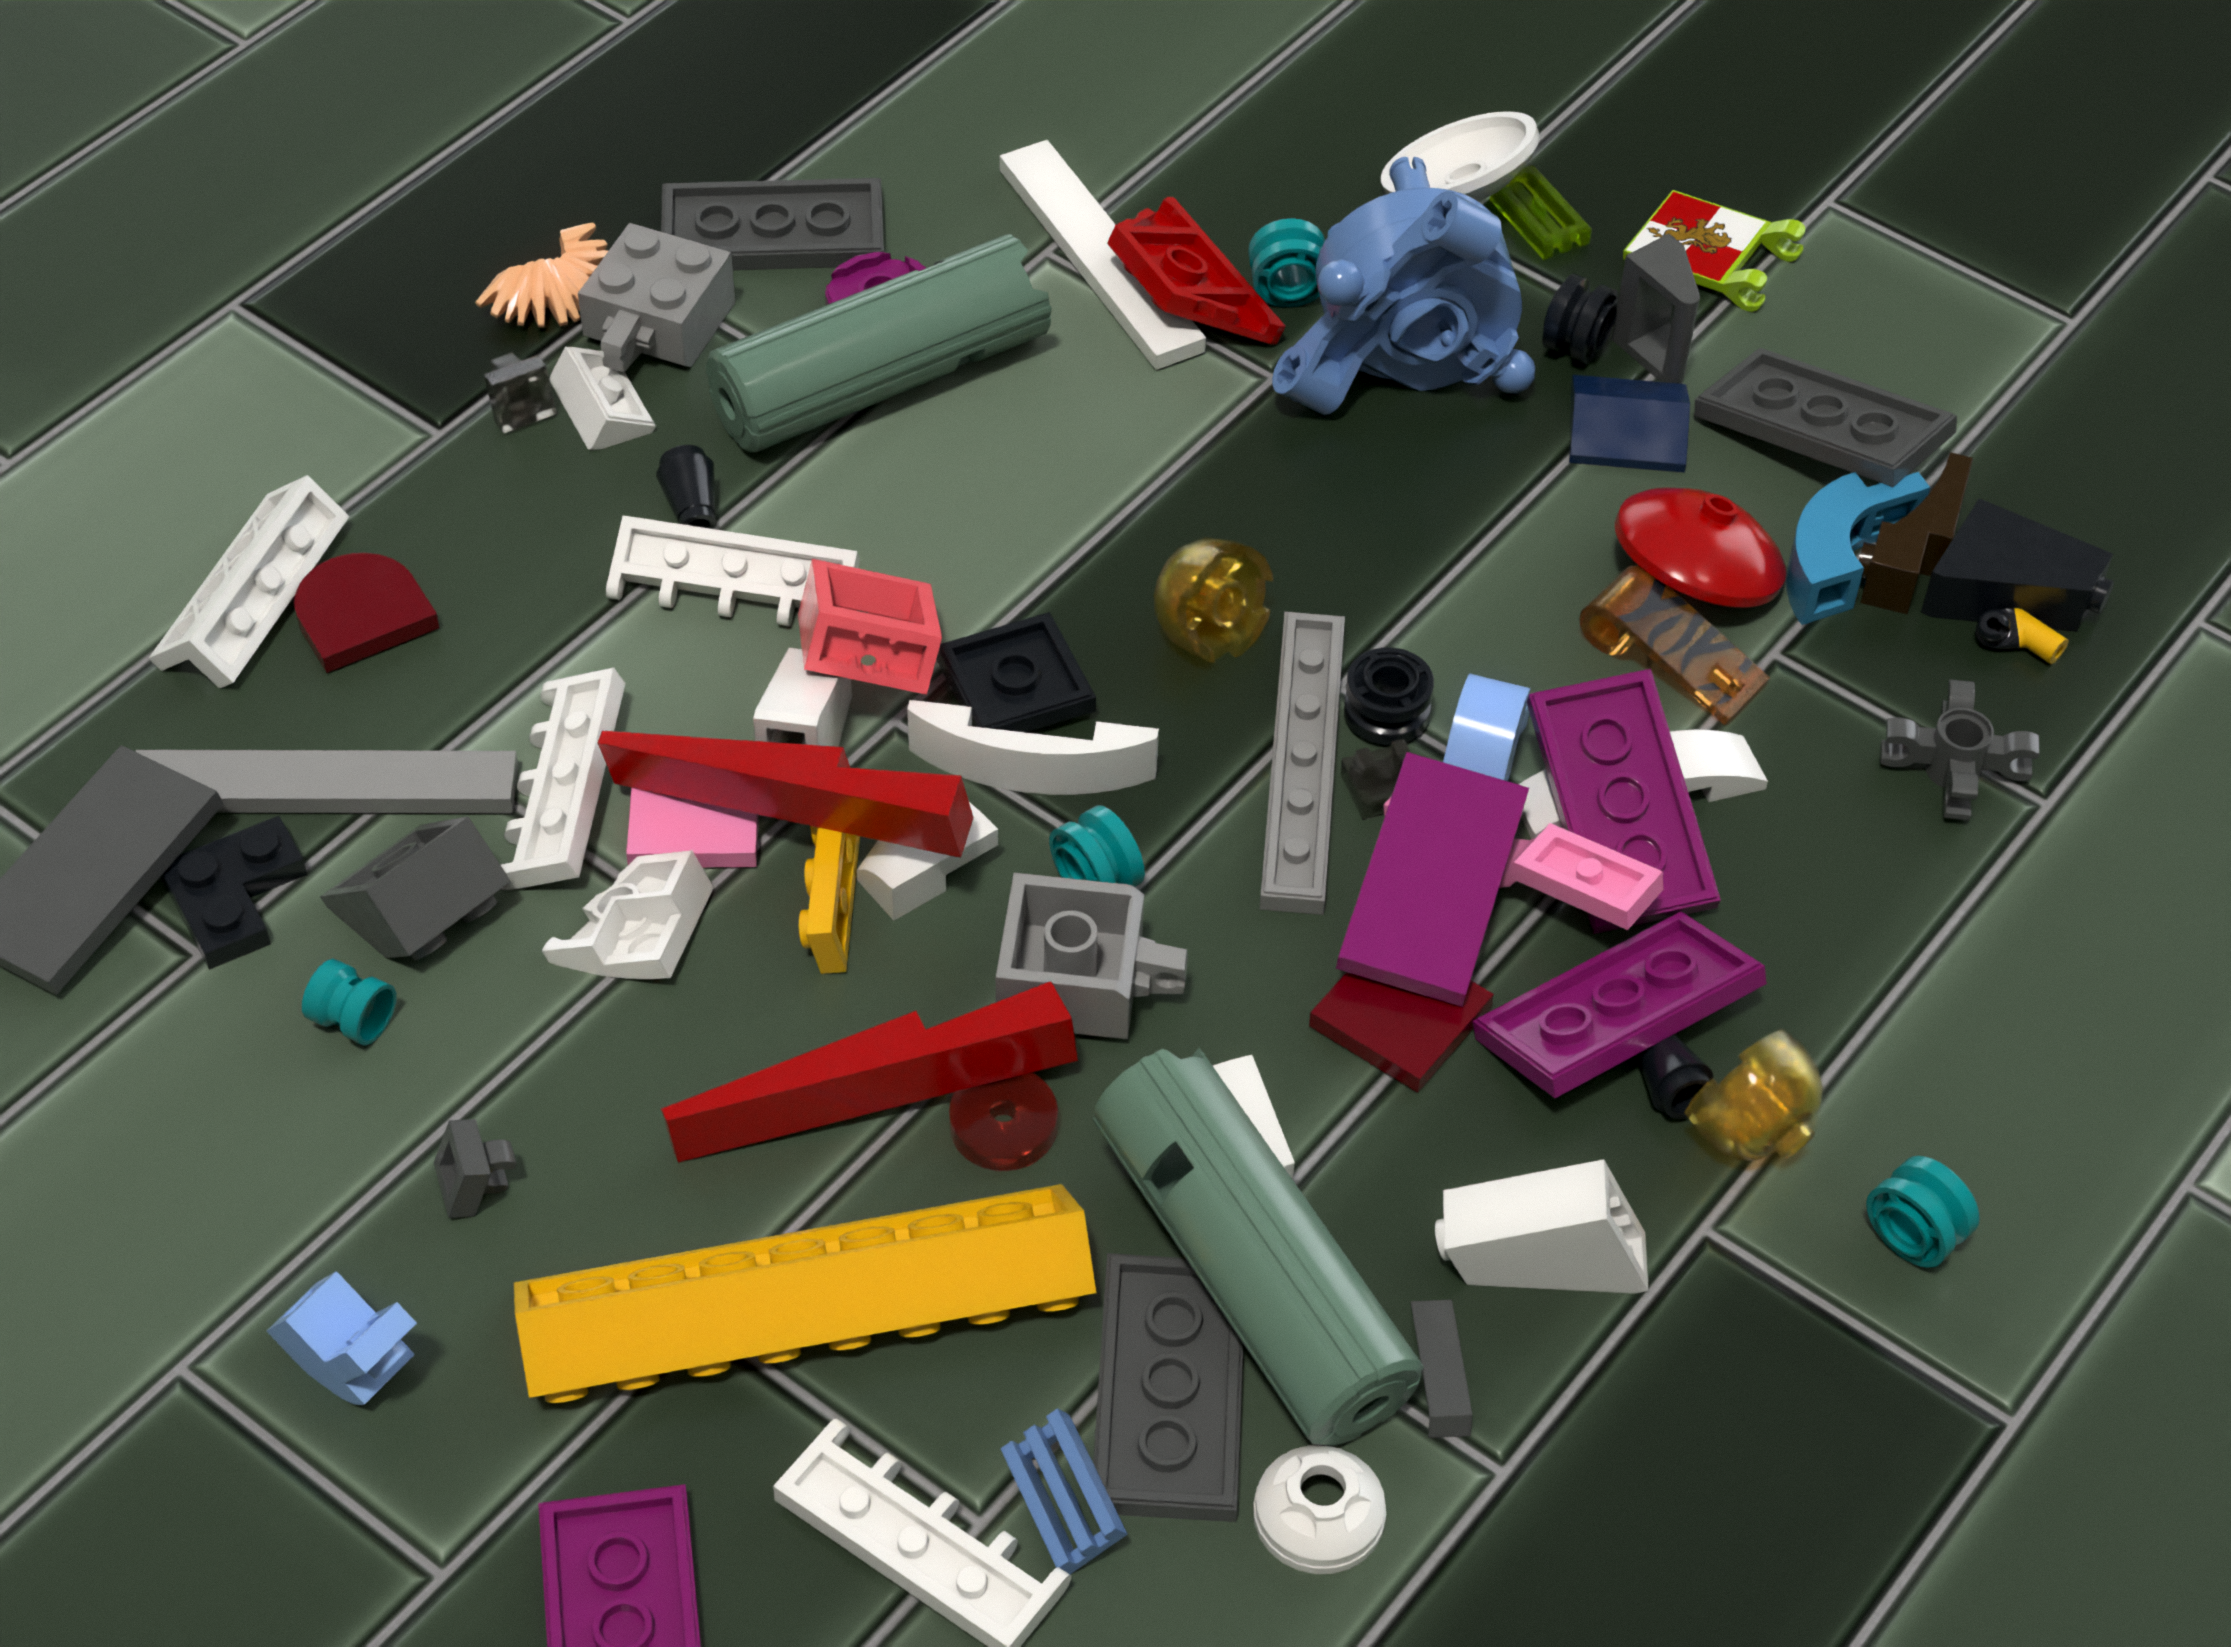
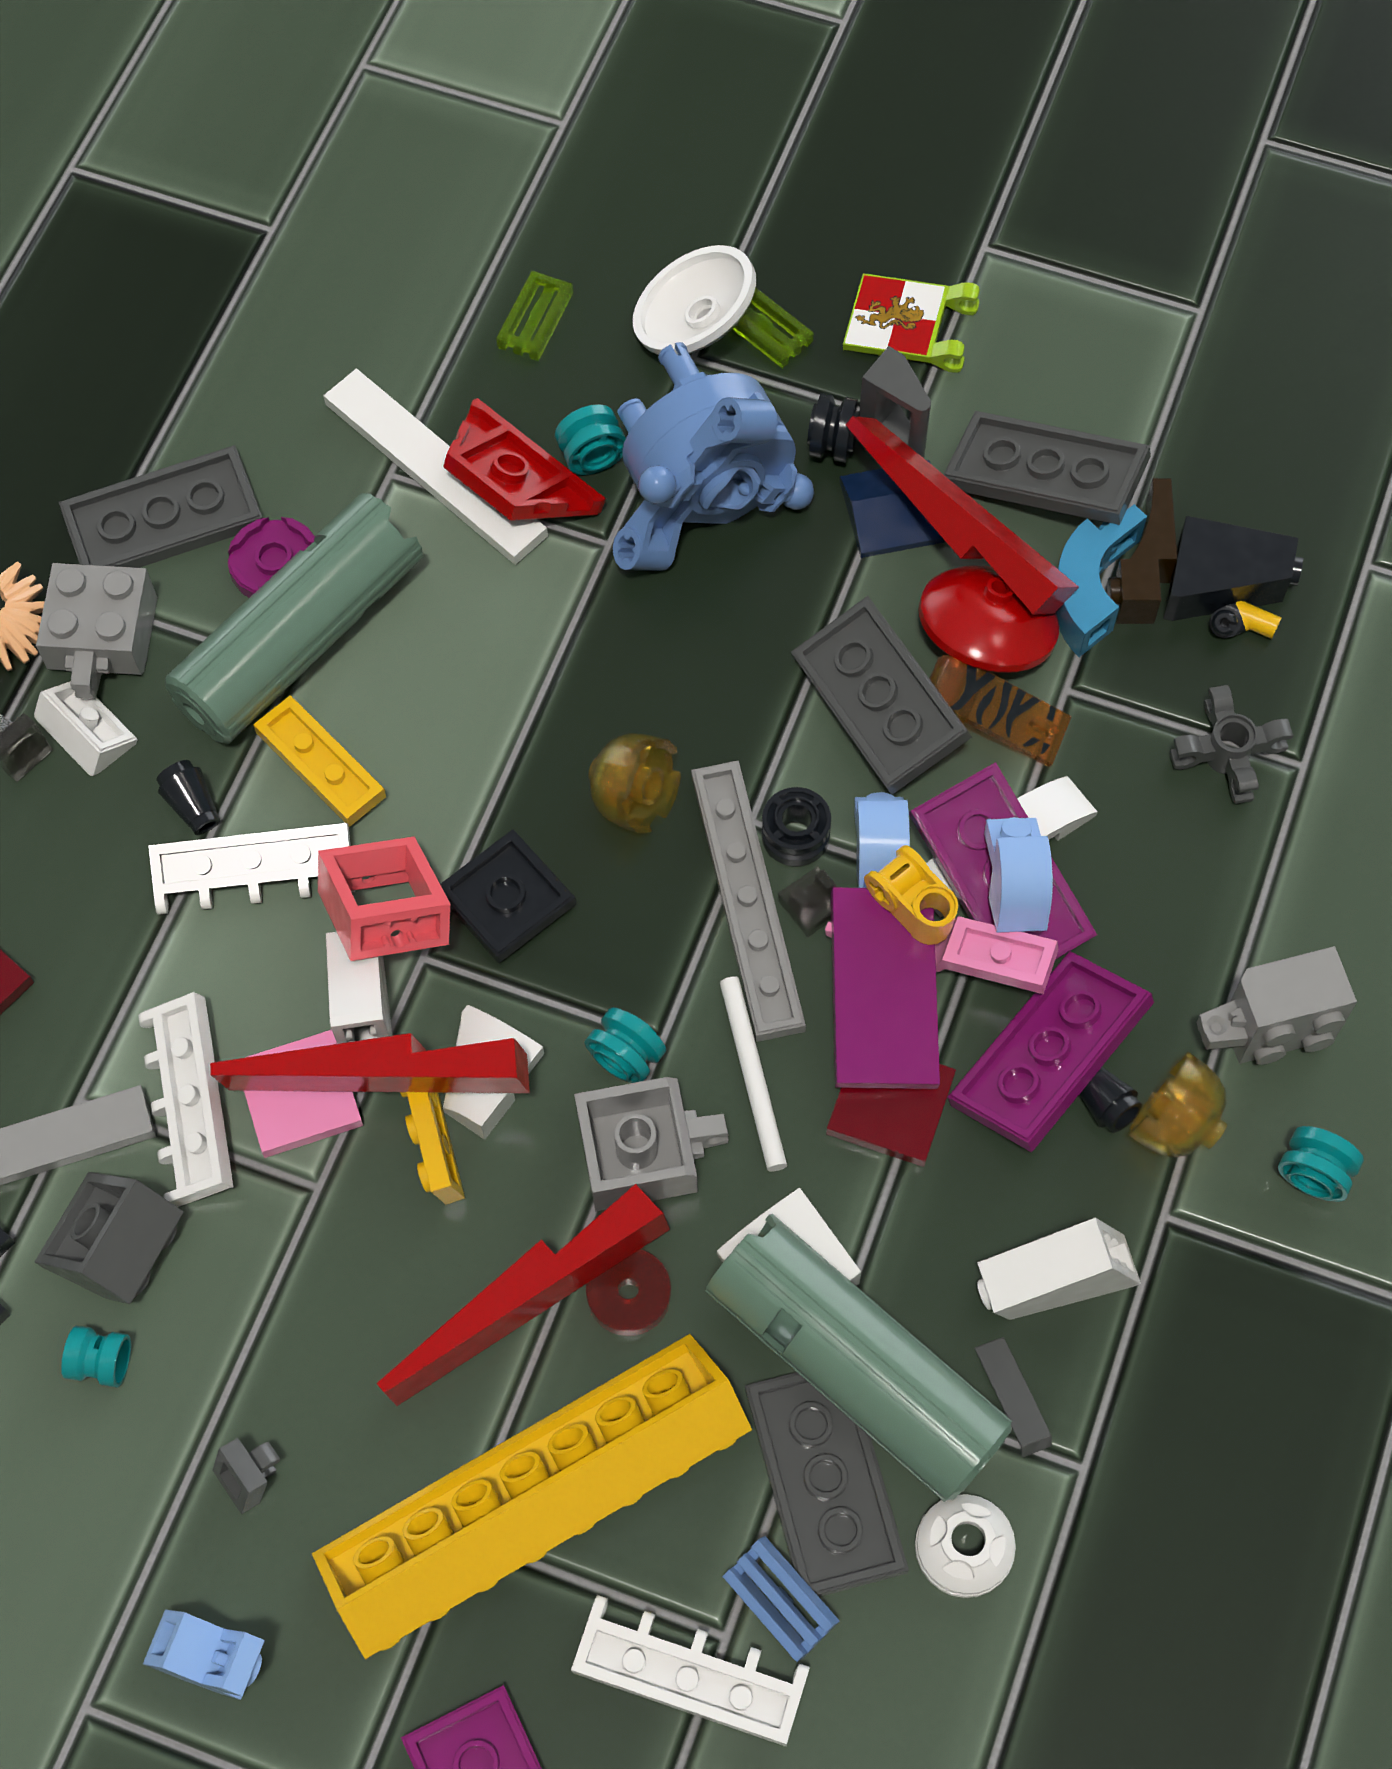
camera: 15 degrees left, 15 degrees up
(639, 921) = (292, 1207): white slope -> none
(853, 493) = (319, 760): none -> yellow plate
(1028, 761) = (607, 948): white slope -> none
(1242, 938) = (753, 1074): none -> white bar
(1280, 144) = (523, 343): none -> clear neon green tile
(1501, 781) = (907, 888): none -> yellow piece
(1540, 587) = (880, 695): none -> dark grey tile
(1637, 790) = (1020, 874): none -> light blue brick
(1704, 439) = (964, 522): none -> red slope
(1926, 1025) = (1282, 1008): none -> light grey hinge

